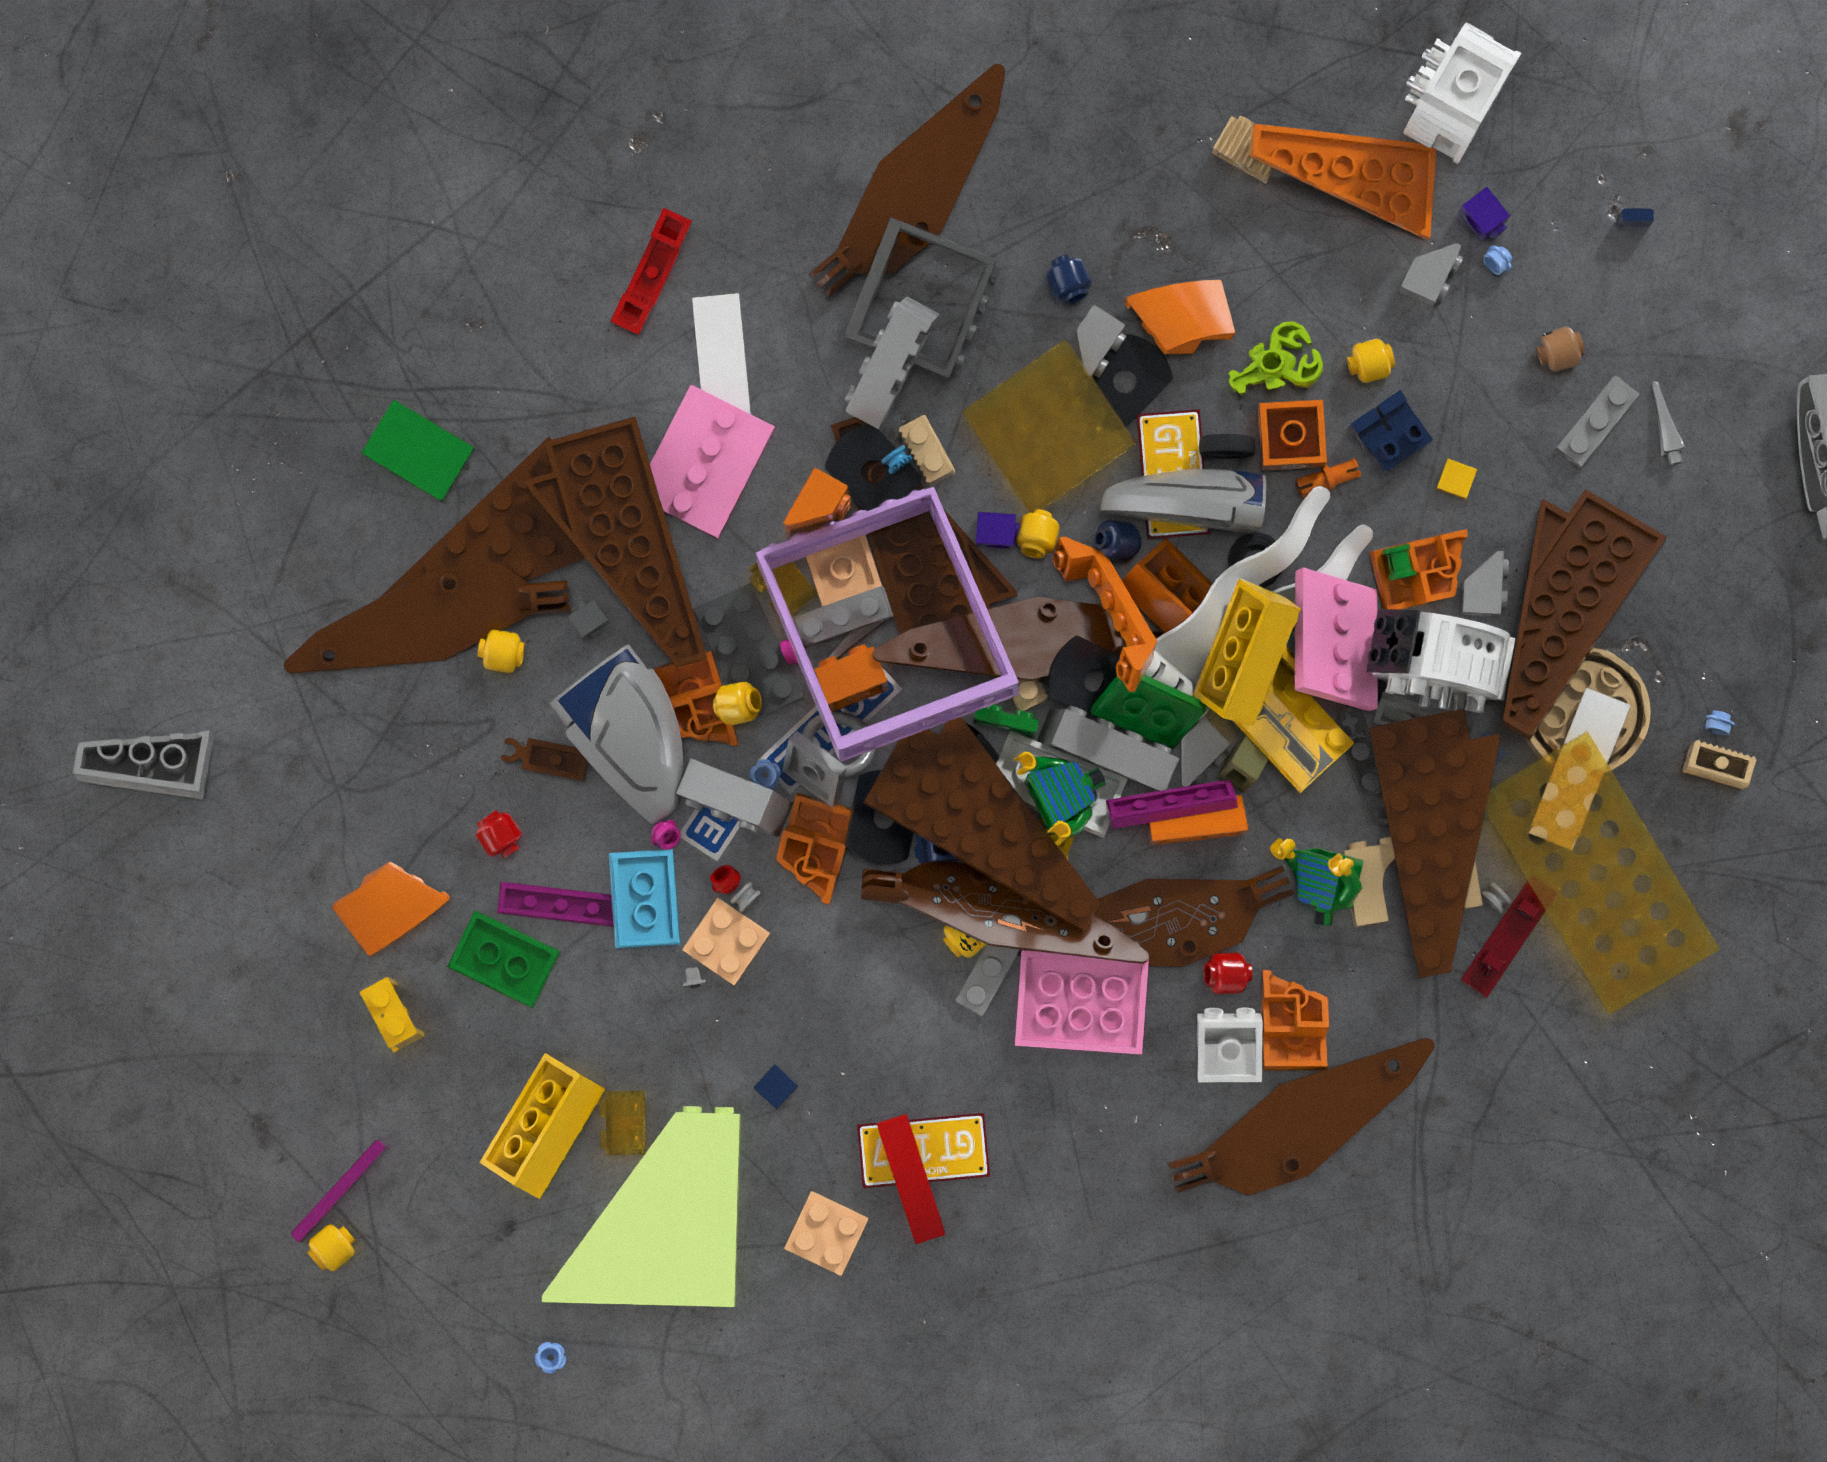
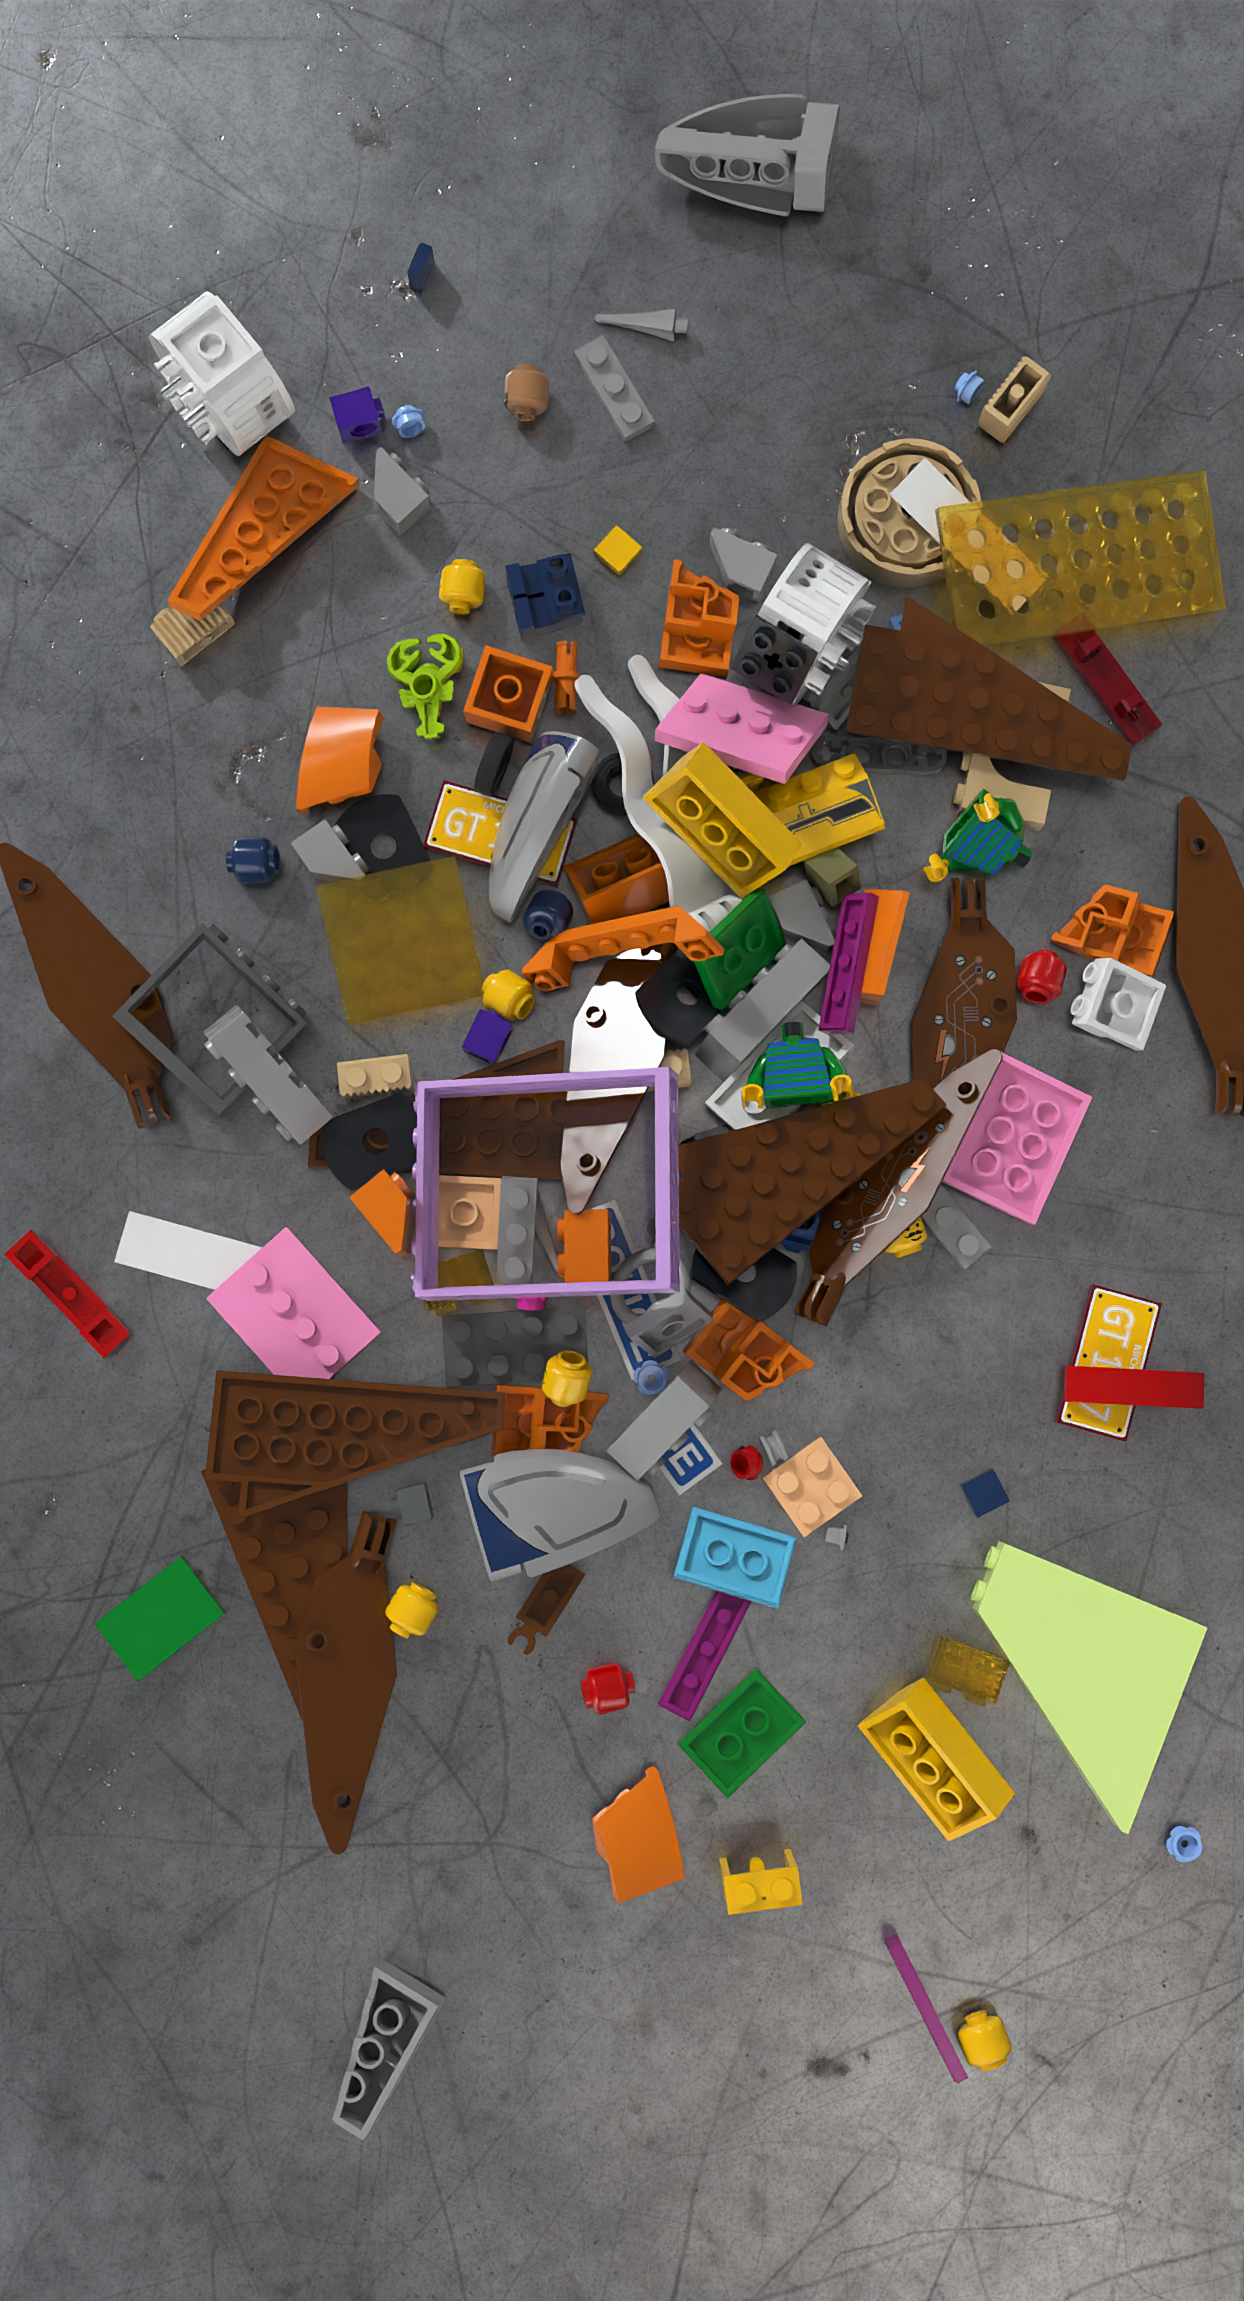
camera: 75 degrees left, 0 degrees up
(665, 835) = (675, 1508): dark pink plate -> none
(826, 1233) = (1158, 1498): light nougat plate -> none
(896, 459) = (373, 1110): dark azure bush -> none
(1018, 722) = (701, 1087): green plate -> none
(1399, 562) = (683, 637): green bush -> none
(1496, 898) = (1065, 674): light grey bush -> none
(1574, 588) = (780, 469): reddish brown wing -> none

